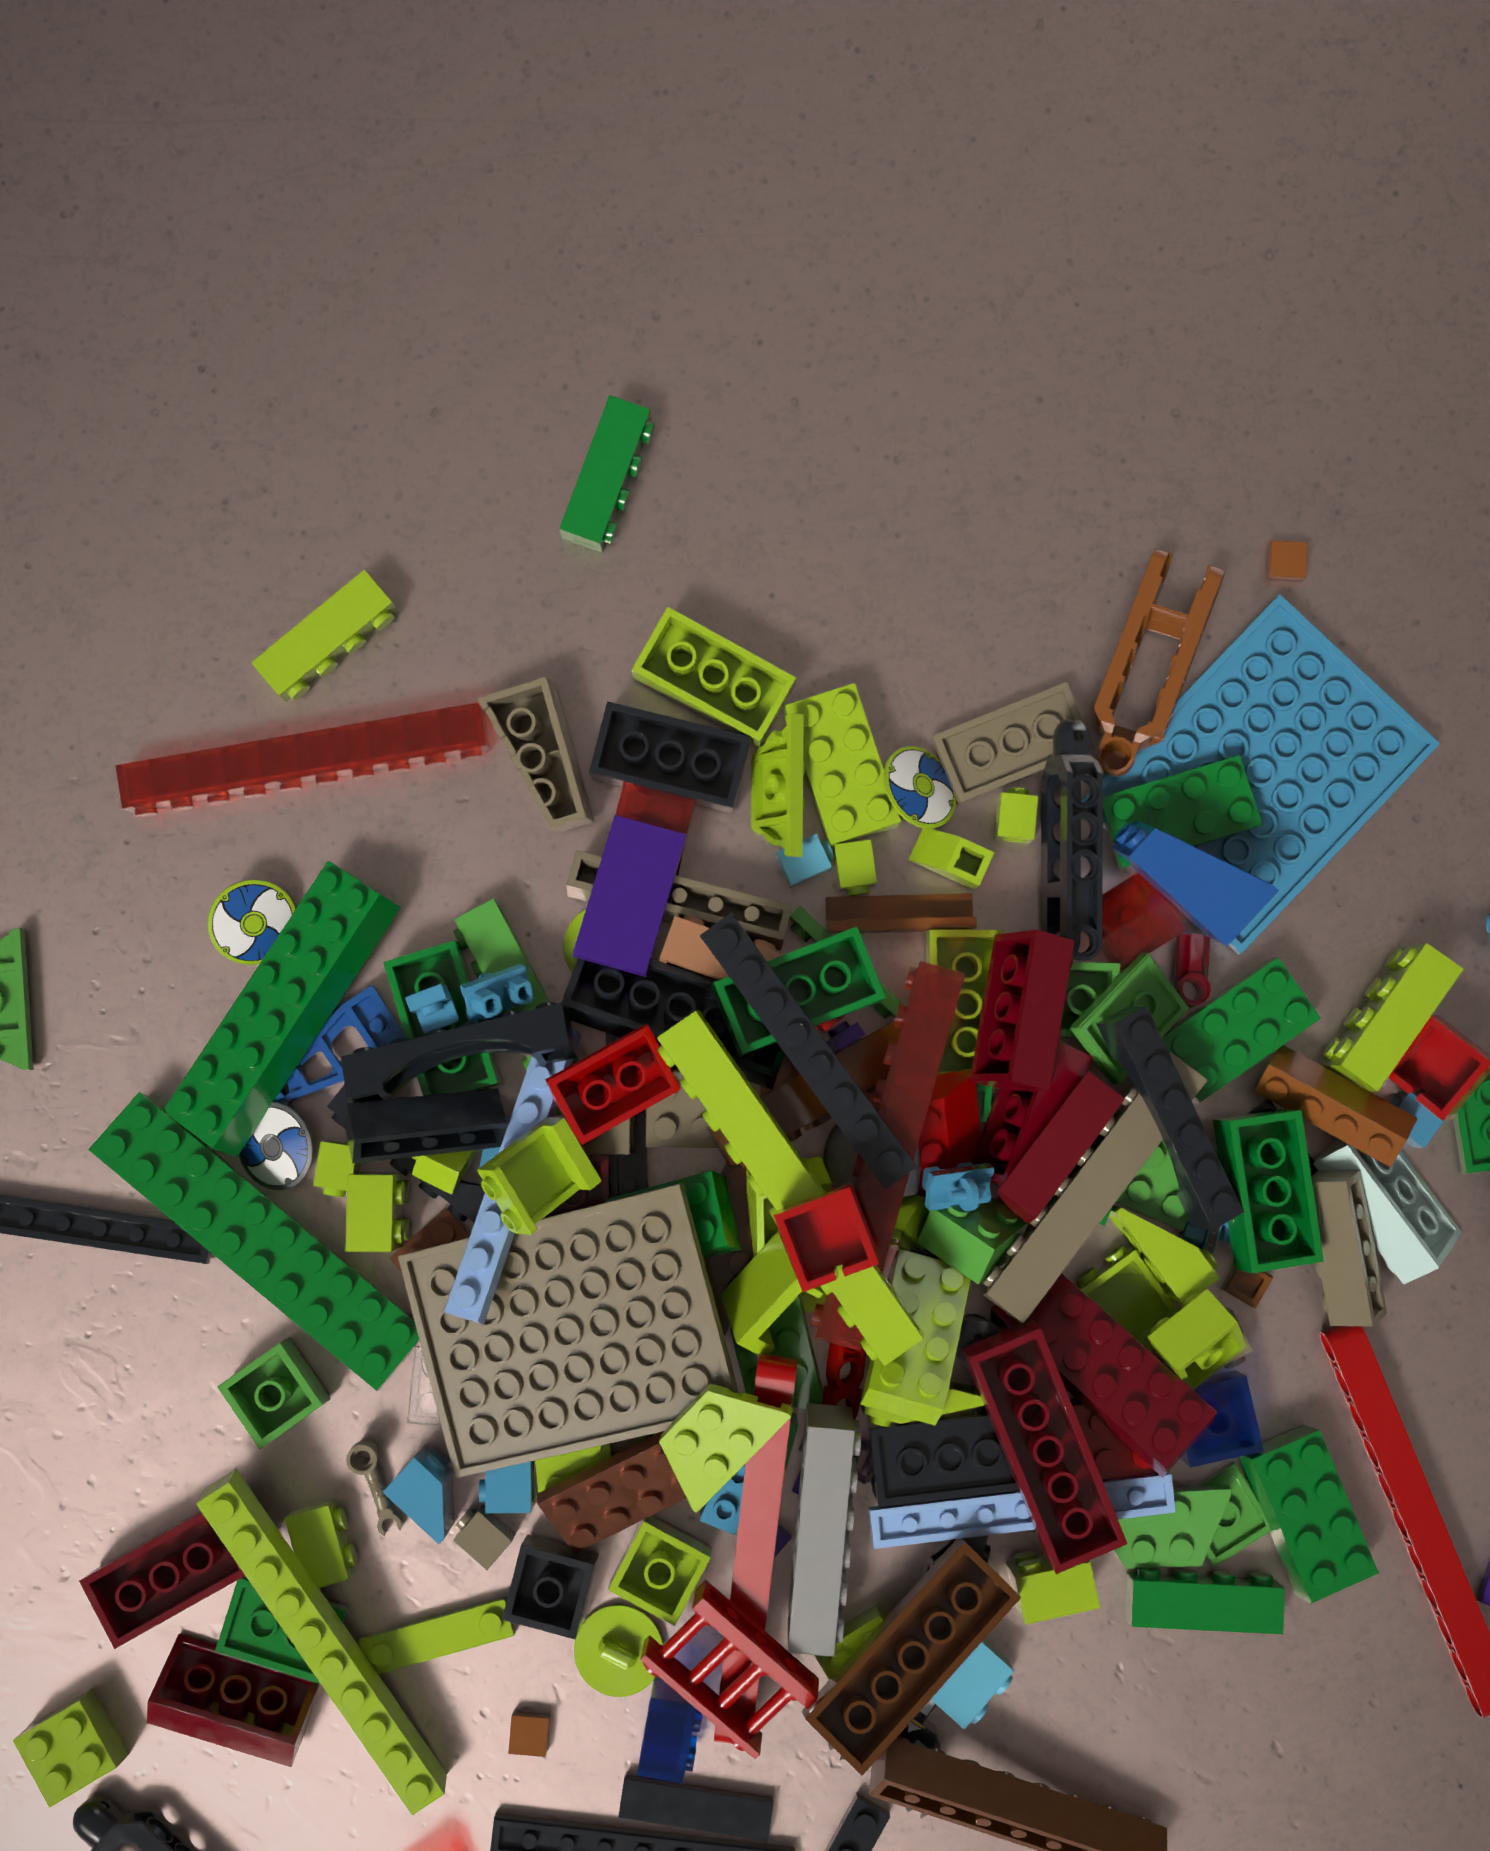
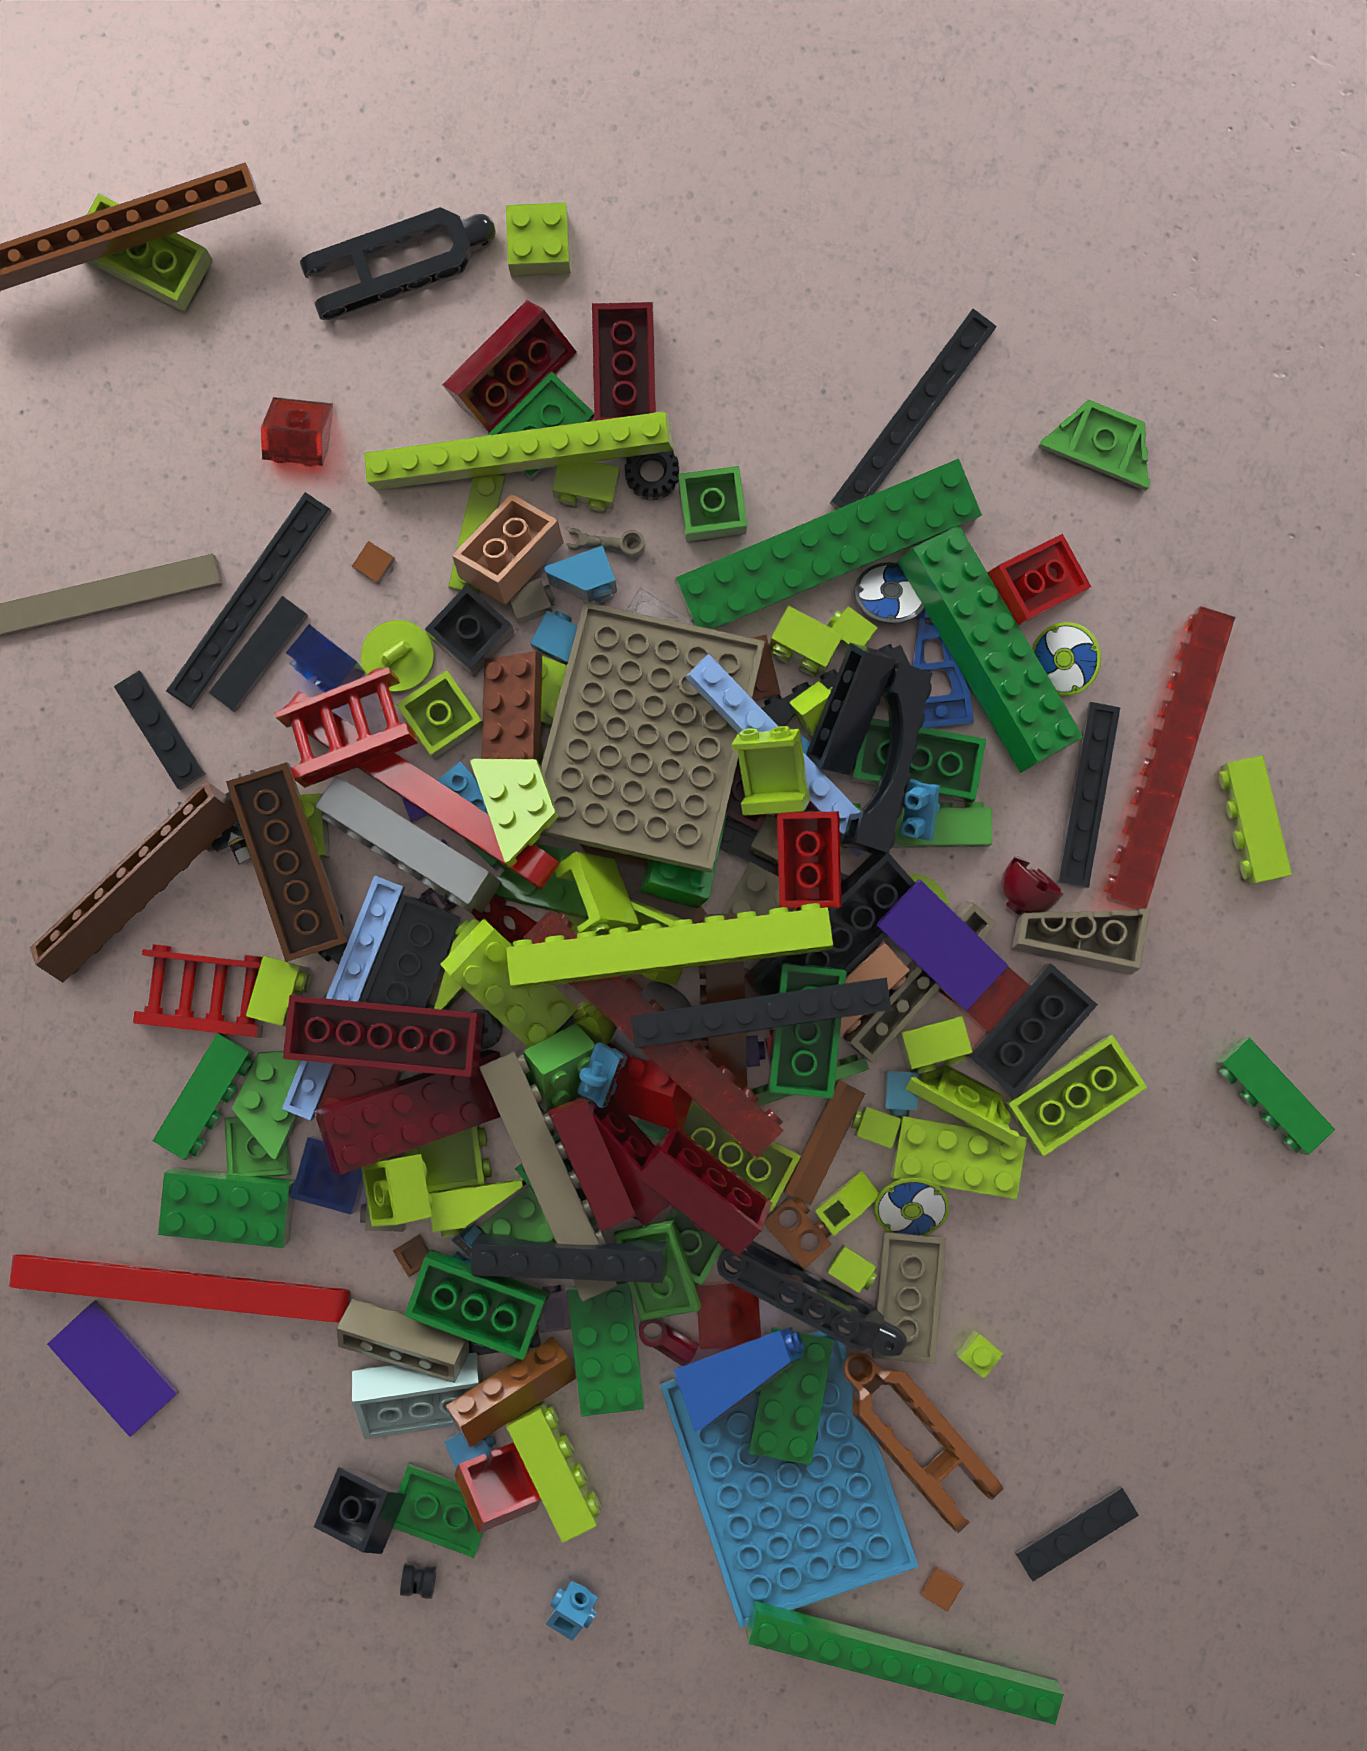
camera: 120 degrees right, 0 degrees up
(179, 994) = (1039, 579): none -> red slope
(291, 1468) = (656, 488): none -> black tyre
(387, 824) = (1088, 795): none -> black plate
(433, 1008) = (933, 758): dark azure bracket -> none
(439, 1594) = (508, 549): none -> nougat brick
(520, 836) = (1027, 888): none -> dark red cylinder
(737, 850) = (935, 1043): none -> lime brick
(826, 1234) = (622, 953): red piece -> none
(974, 1684) = (240, 896): medium azure brick -> none
(1016, 897) = (791, 1236): none -> dark orange brick
(1032, 641) = (979, 1354): none -> lime brick
(1131, 1672) = (183, 1016): none -> red fence
(1158, 453) = (1076, 1533): none -> black plate
(1226, 1102) = (556, 1310): none -> clear purple brick
(1384, 560) = (904, 1662): none -> green brick

